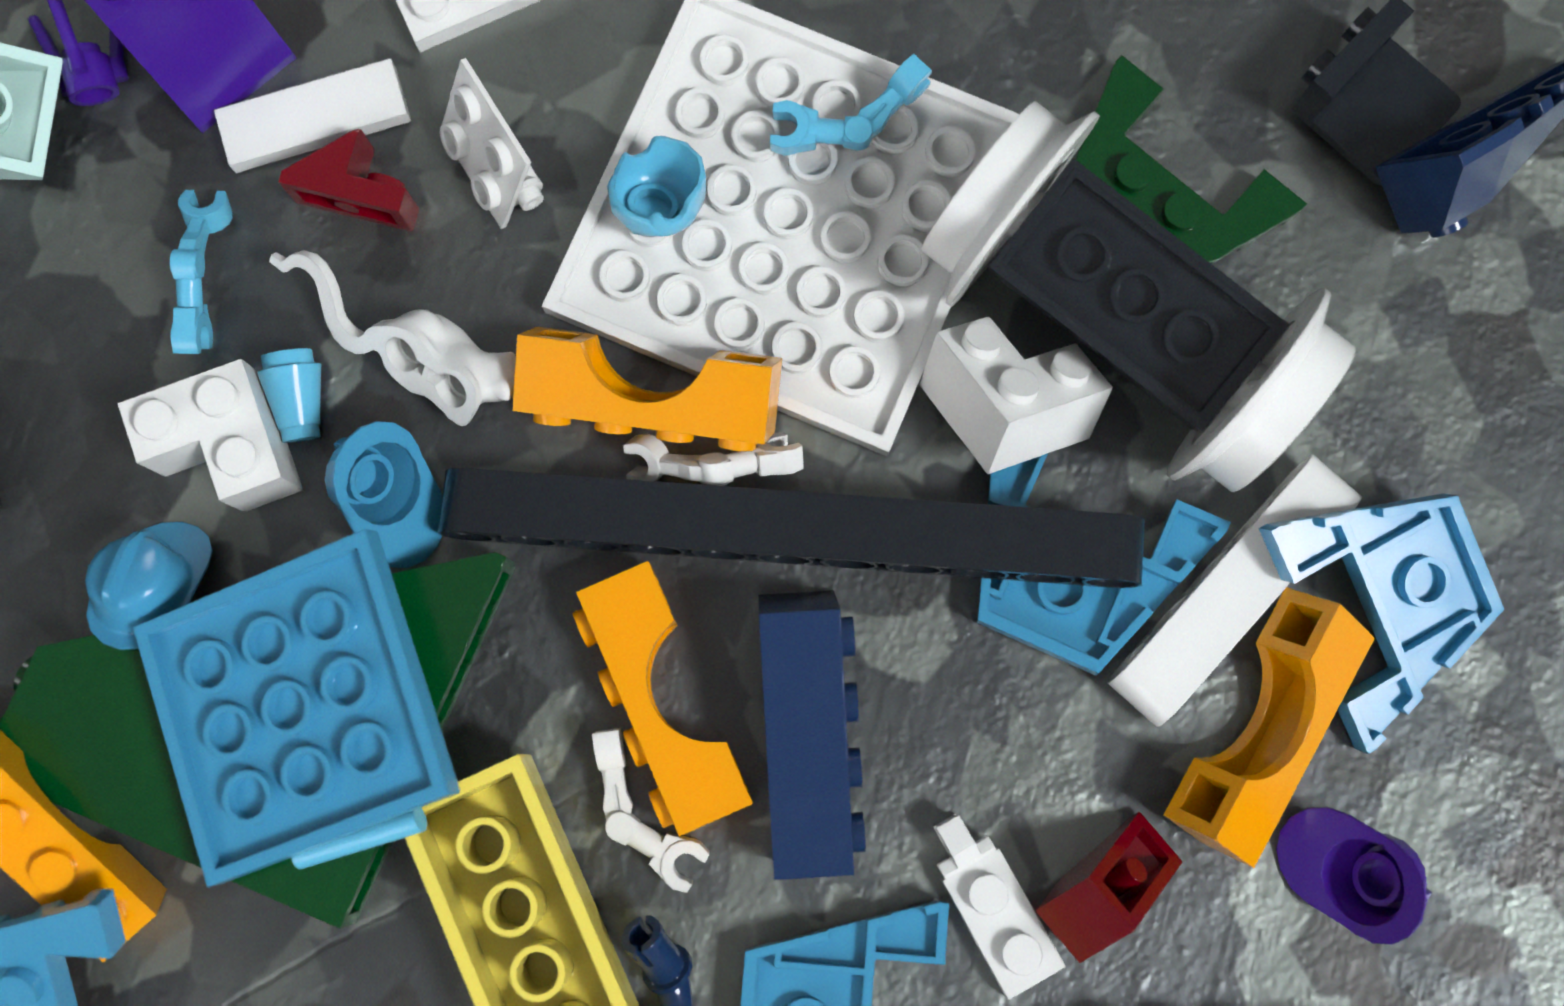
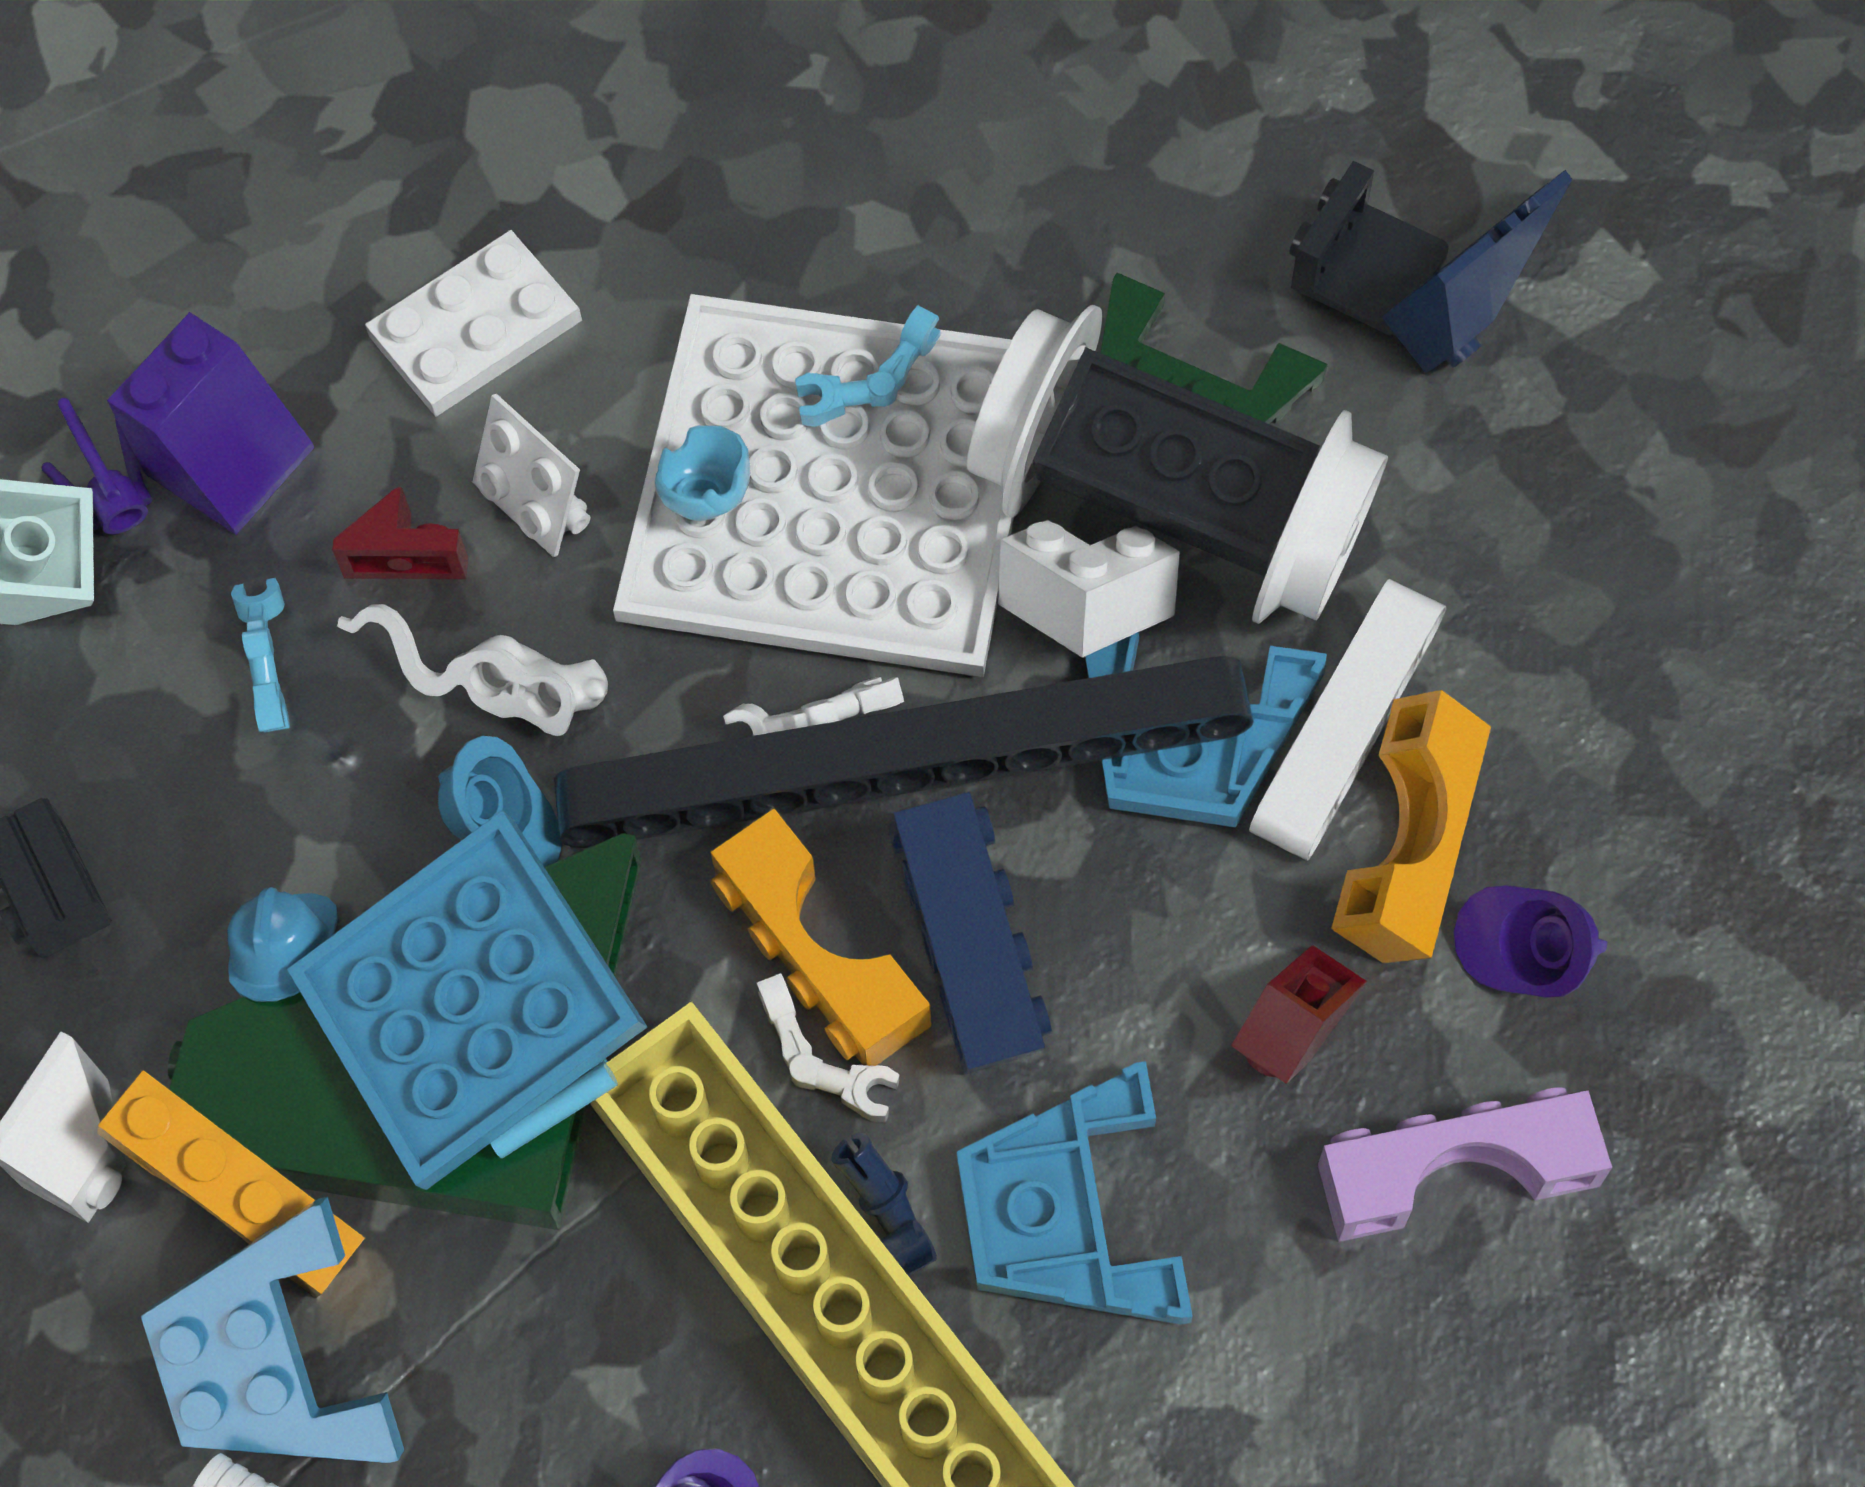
camera: 10 degrees left, 15 degrees down
(217, 421) = (316, 782): white brick -> none
(293, 392) = (384, 743): medium azure cone -> none
(311, 115) = (343, 493): white tile -> none
(568, 378) = (654, 664): light orange arch -> none
(995, 910) = (1193, 1064): white hinge -> none
(1418, 587) = (1519, 672): wing -> none

